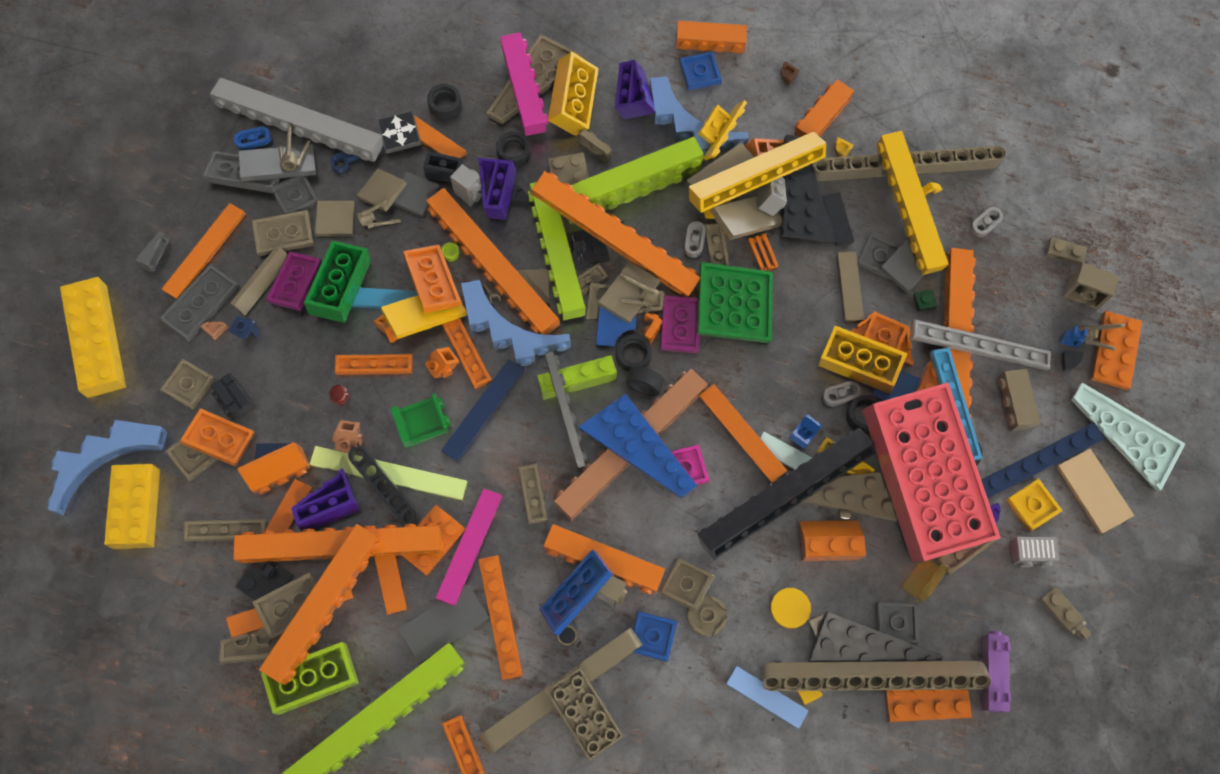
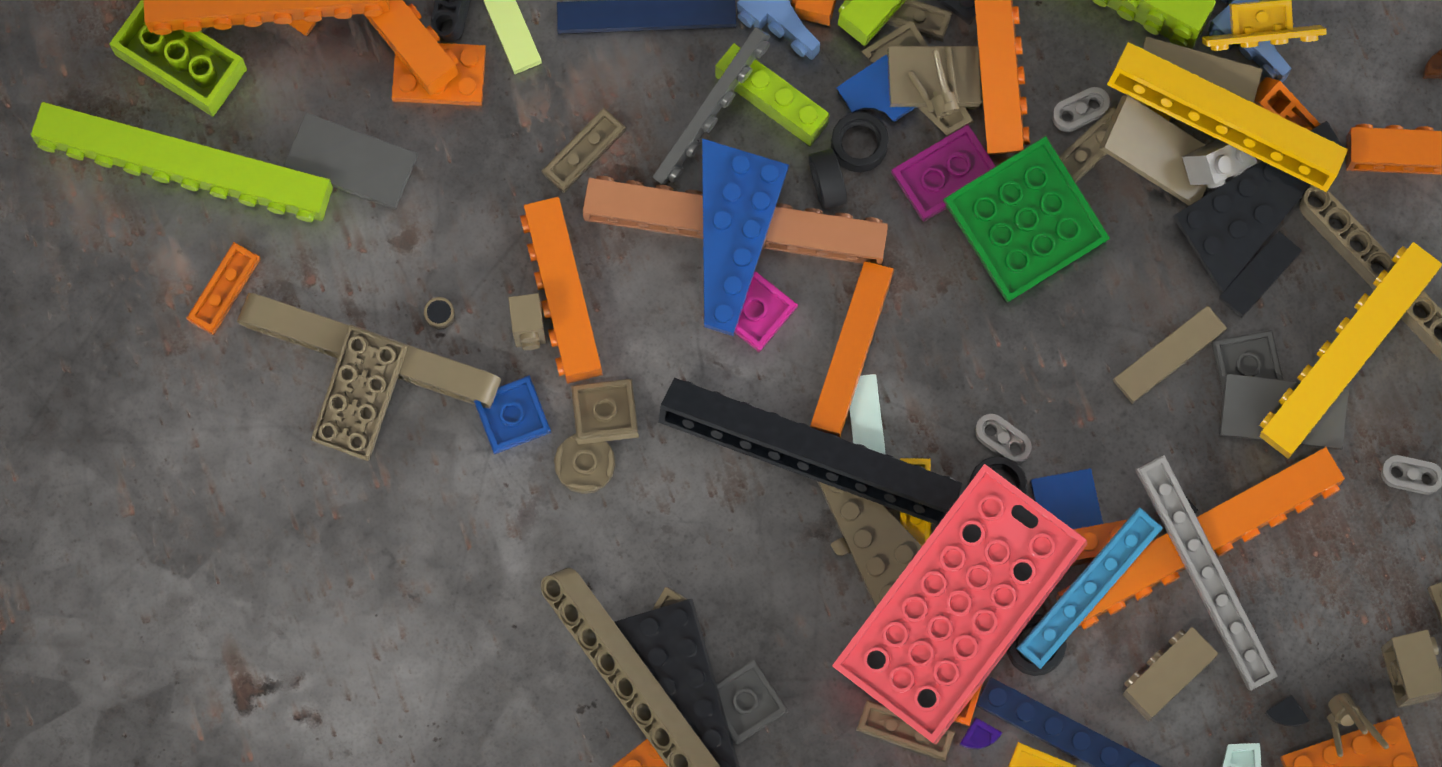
camera: 60 degrees right, 5 degrees up
(391, 584) = (352, 66): orange tile -> none
(469, 547) = (462, 121): dark pink tile -> none
(500, 618) = (405, 220): orange plate -> none
(575, 592) = (493, 279): blue tile -> none
(653, 327) = (908, 143): orange bracket -> none
(758, 239) = (1145, 189): orange tile -> none
(770, 700) = (534, 608): light blue tile -> none
(790, 608) = (667, 557): yellow tile -> none
(805, 431) = (913, 425): blue bracket -> none
(809, 696) = (572, 650): yellow tile -> none
(831, 540) = (791, 550): orange slope -> none
(842, 147) = (1377, 213): yellow tile -> none
(862, 359) = (1067, 431): yellow brick -> none
(888, 332) = (1126, 440): orange wing -> none
(924, 579) = (827, 700): clear yellow panel -> none
(925, 300) = (1227, 465): dark green plate -> none
(931, 187) = (1404, 365): yellow tile -> none
(1073, 337) = (1318, 692): blue plate -> none

